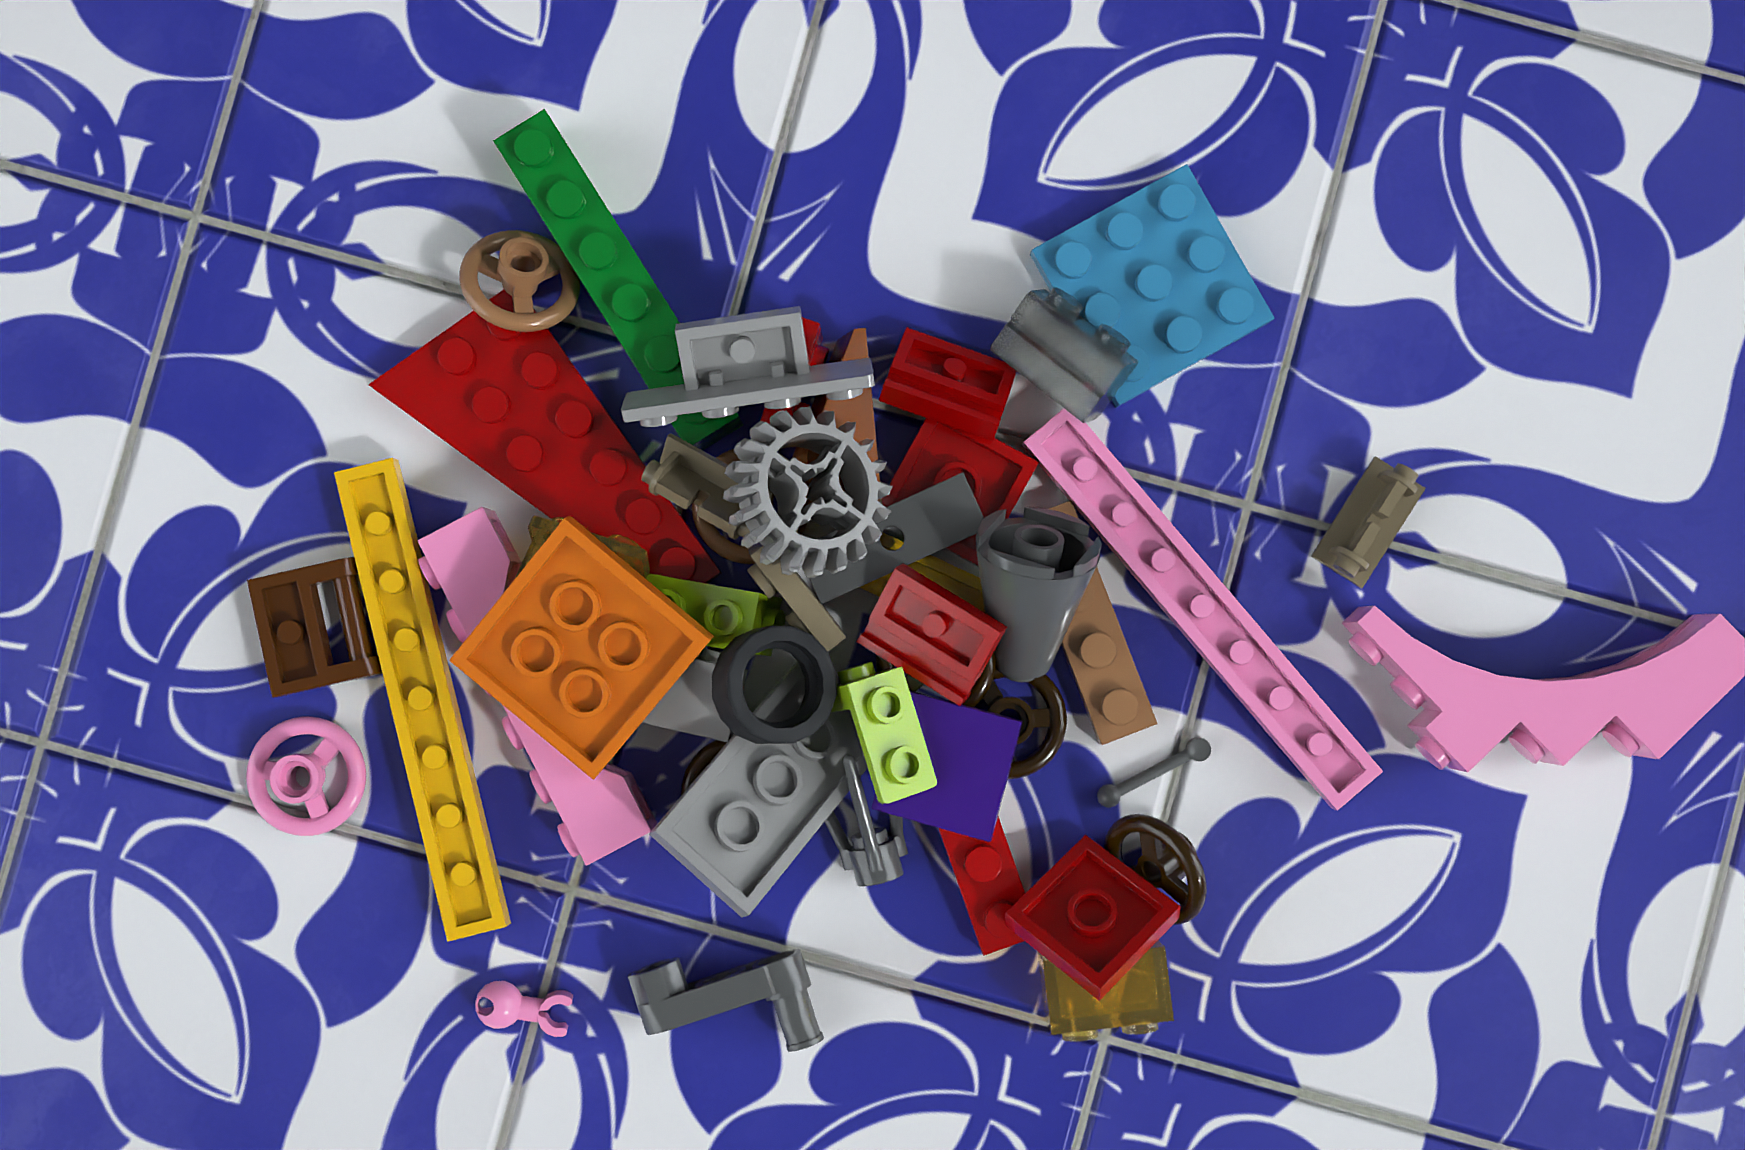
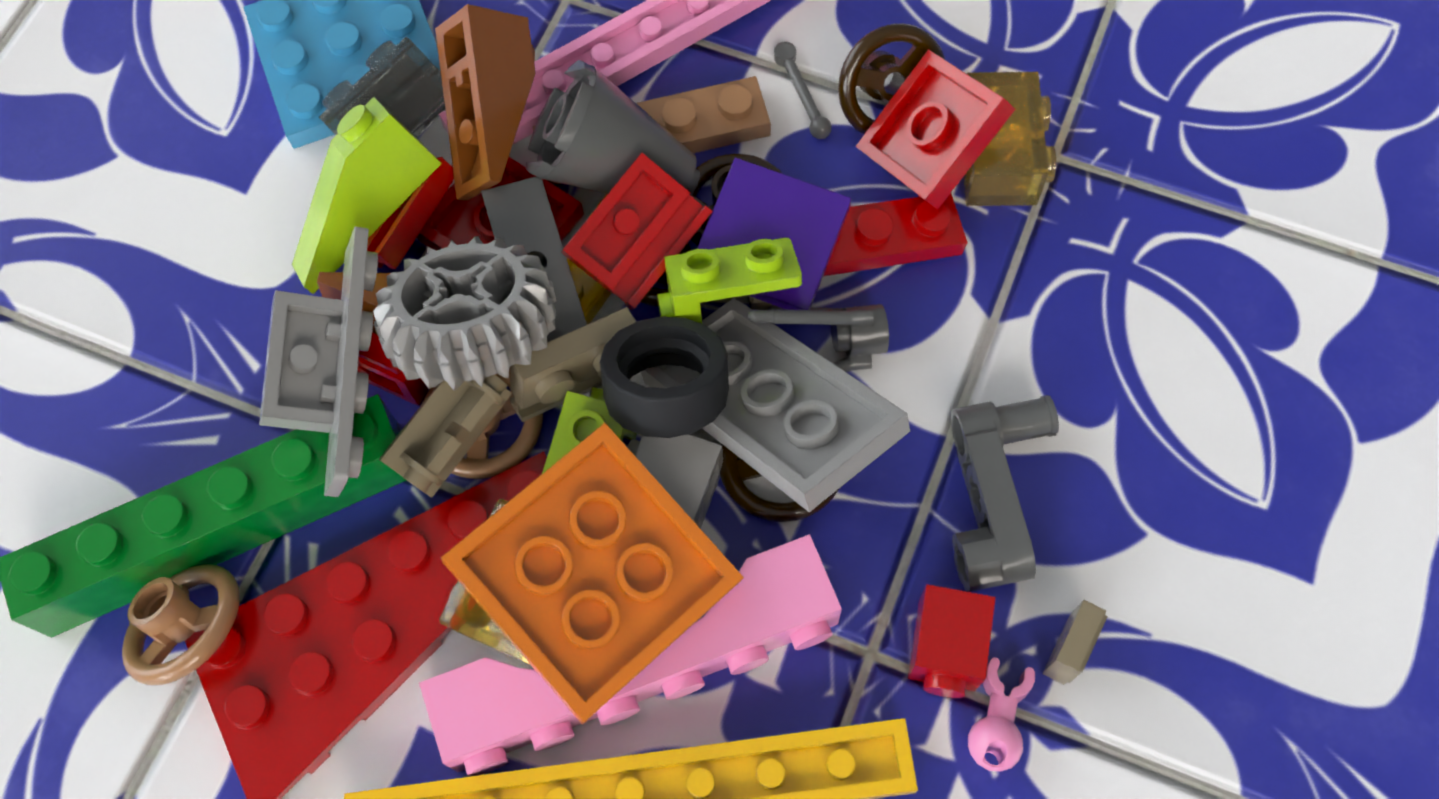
camera: 80 degrees left, 20 degrees down
(578, 962) = (951, 641): none -> red brick
(589, 1071) = (1075, 643): none -> dark tan tile
(958, 348) = (363, 181): none -> lime slope
(1073, 457) = (485, 86): none -> dark orange slope

